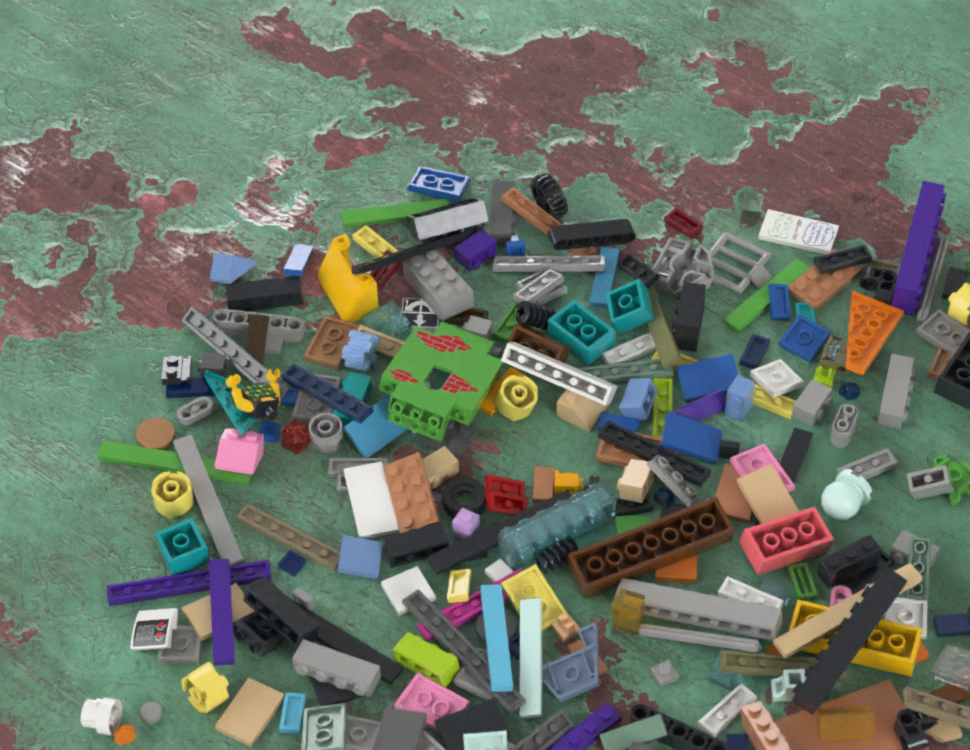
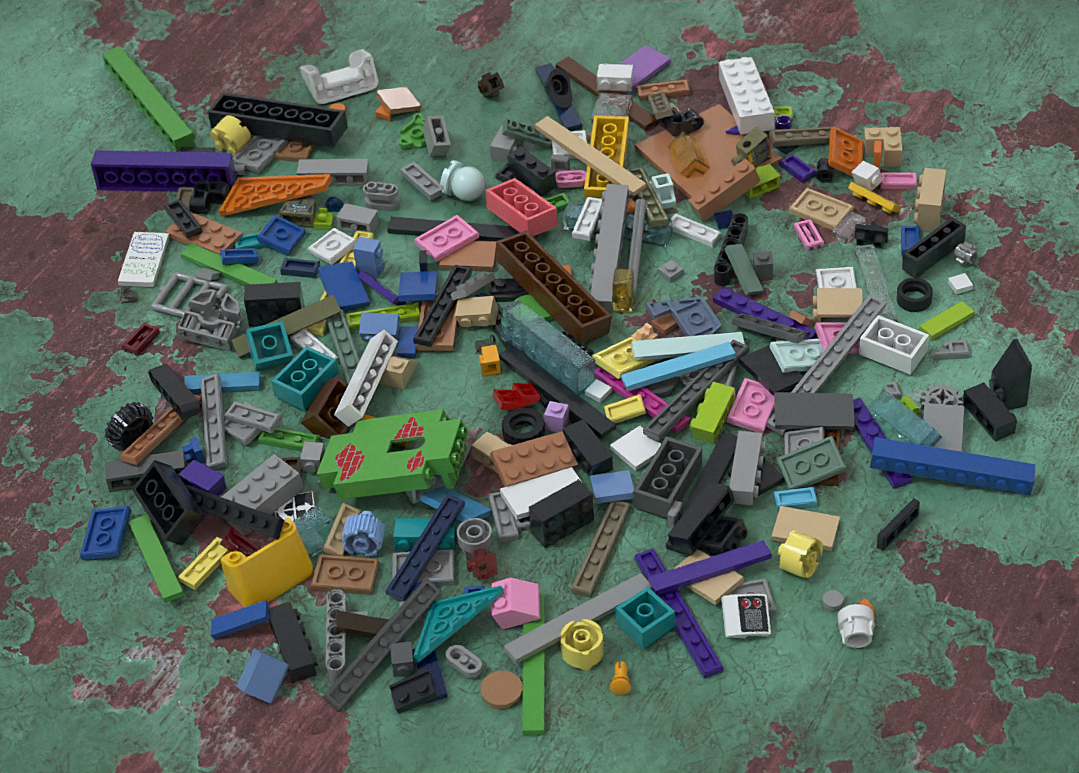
camera: 100 degrees left, 5 degrees down
(127, 520) = (620, 682): none -> light orange pin
(257, 399) = (451, 591): torso -> none
(292, 563) = (631, 539): clear blue tile -> none
(329, 502) = (561, 513): none -> black brick
(350, 600) = (667, 476): none -> dark grey brick
(516, 397) = (399, 401): light yellow brick -> none
(534, 314) = (292, 410): black piece -> none
(543, 484) = (491, 380): nougat tile -> none
(638, 270) = (218, 350): black tile -> none
(766, 494) = (477, 225): tan tile -> none
(849, 640) = (623, 145): black brick -> none

